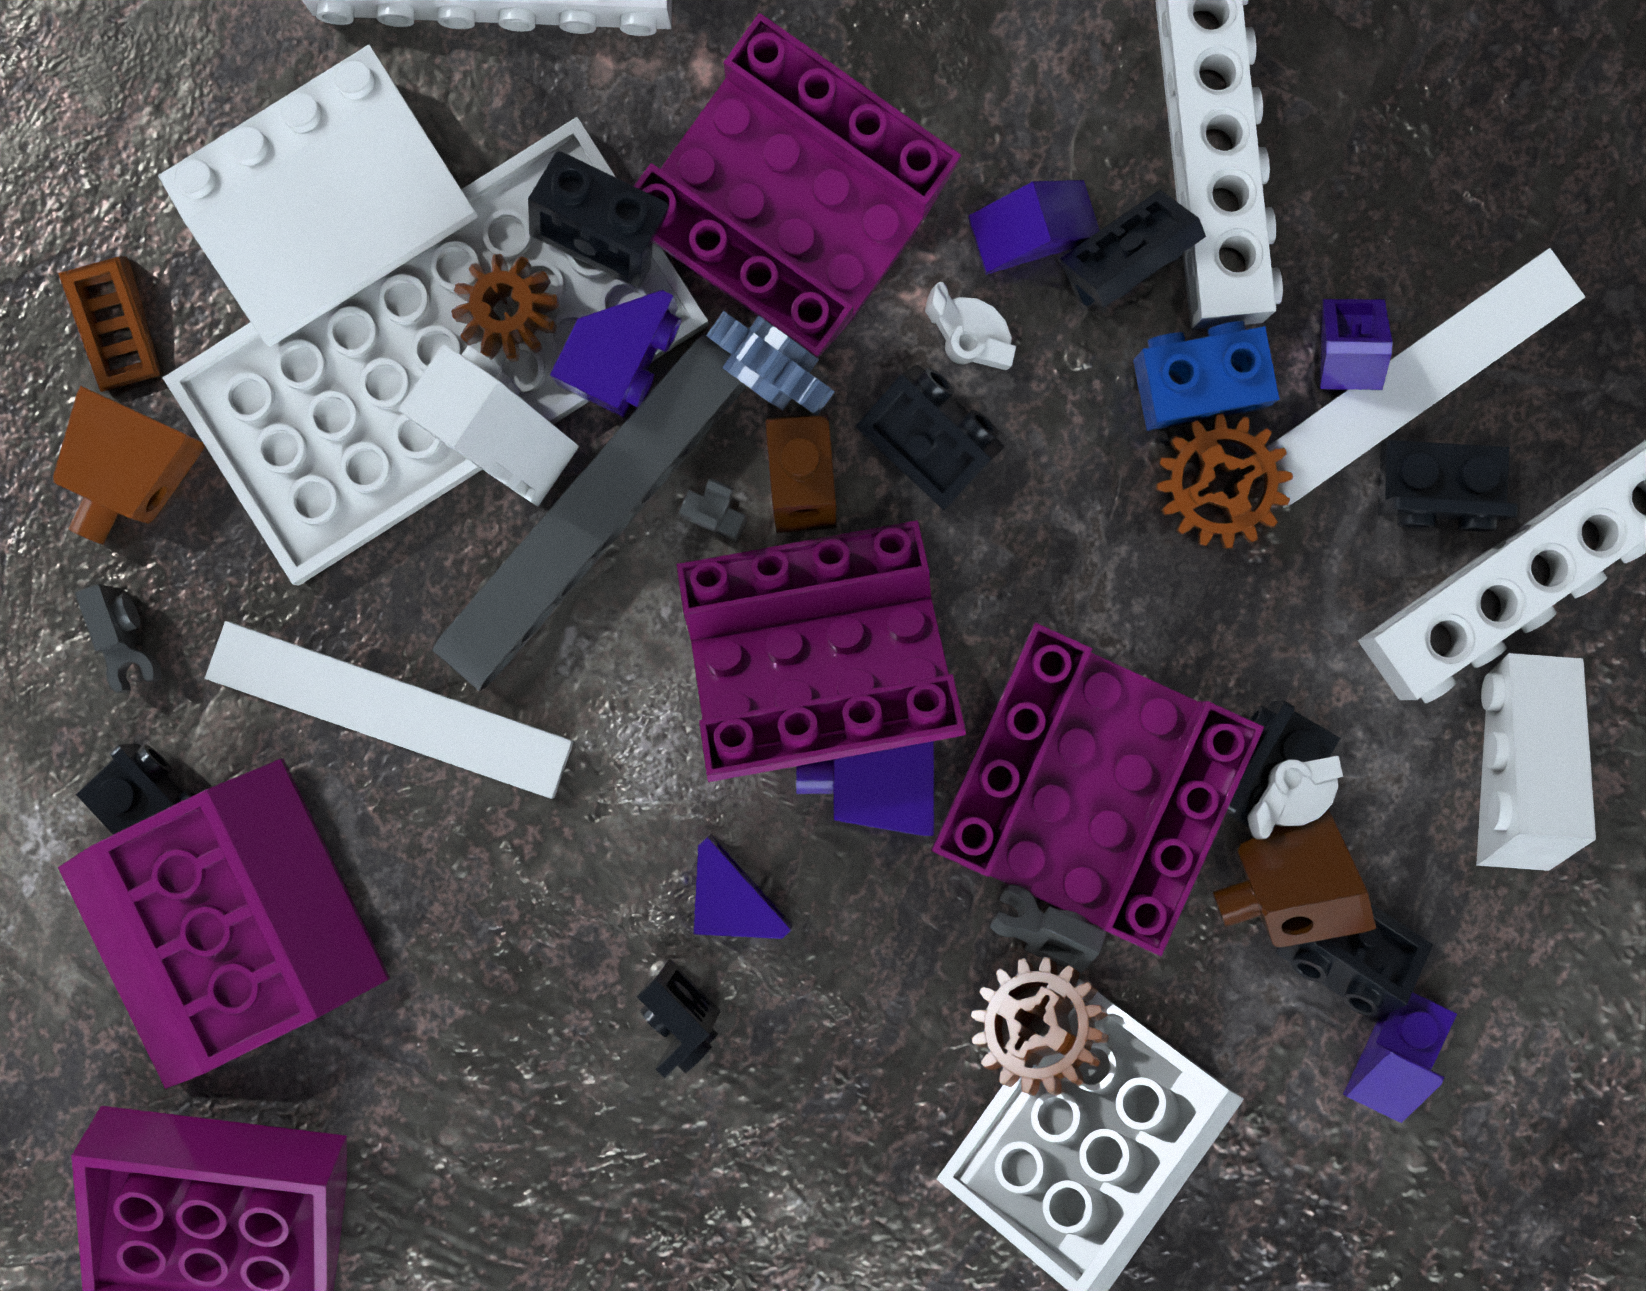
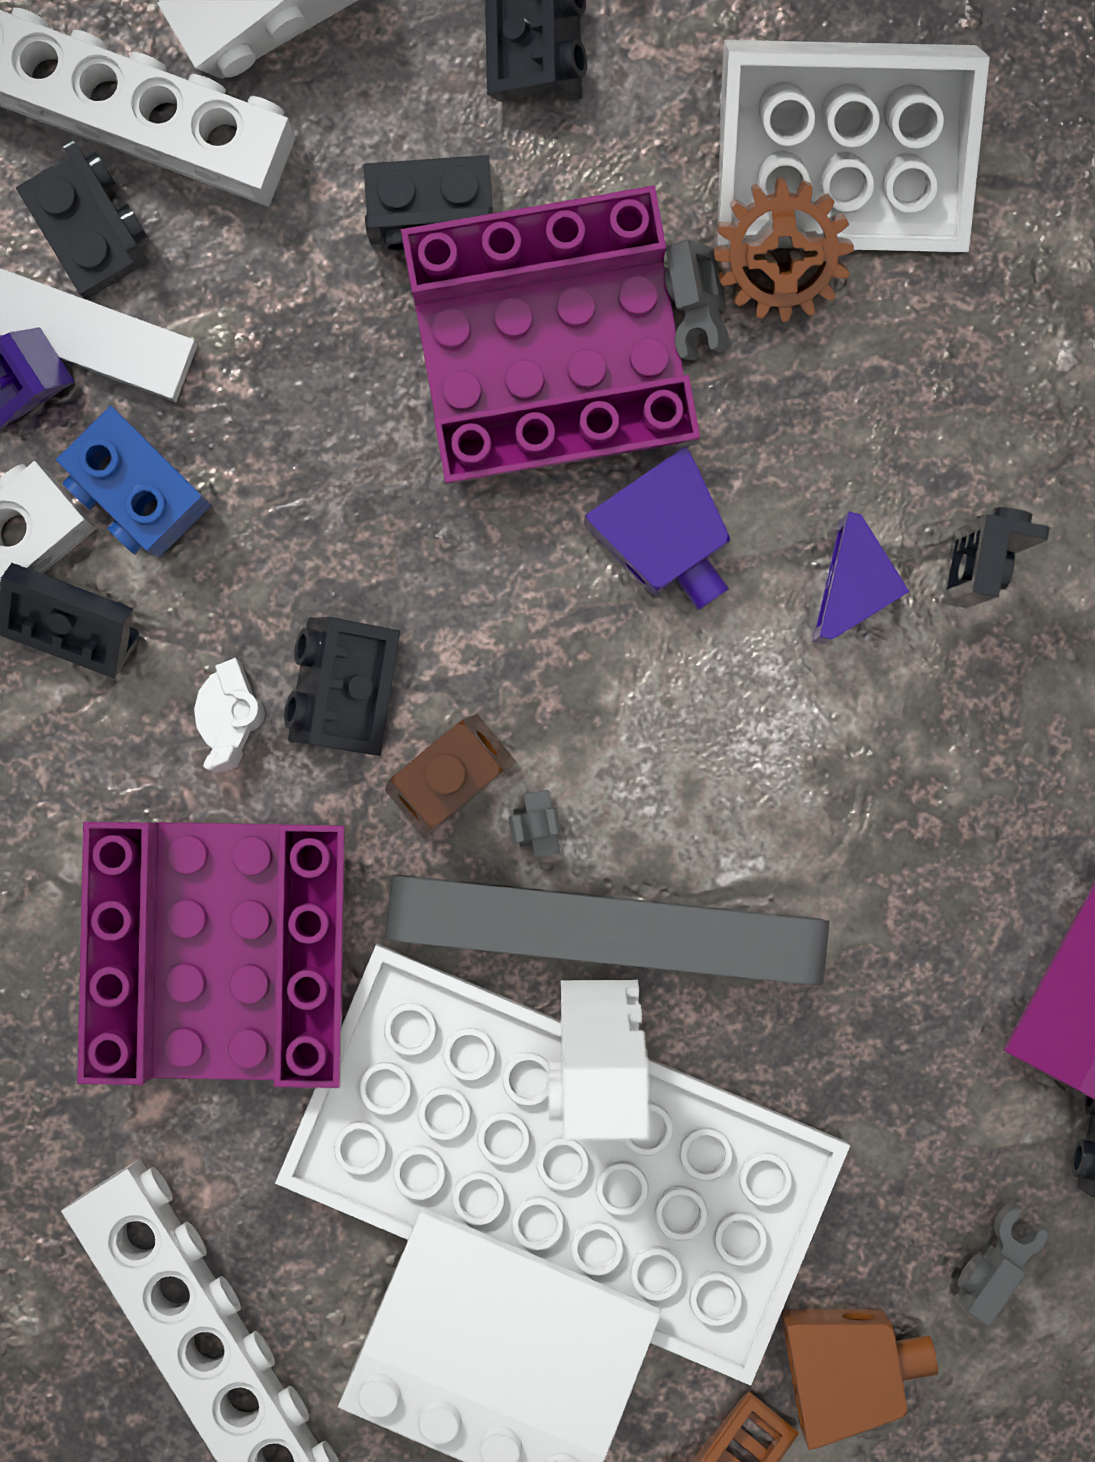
camera: 125 degrees left, 0 degrees up
(389, 709) = (898, 989): white tile -> none
(486, 325) = (507, 1134): dark orange gear -> none
(596, 218) = (354, 1099): black bracket -> none
(613, 349) = (459, 1005): dark purple slope -> none
(770, 363) = (379, 860): sand blue gear -> none
(817, 651) = (599, 649): magenta slope -> none
(1033, 223) = (98, 723): dark purple slope -> none
(1237, 507) = (224, 383): dark orange gear -> none
(1295, 794) = (439, 166): white piece -> none
(1299, 886) = (512, 113): reddish brown torso -> none

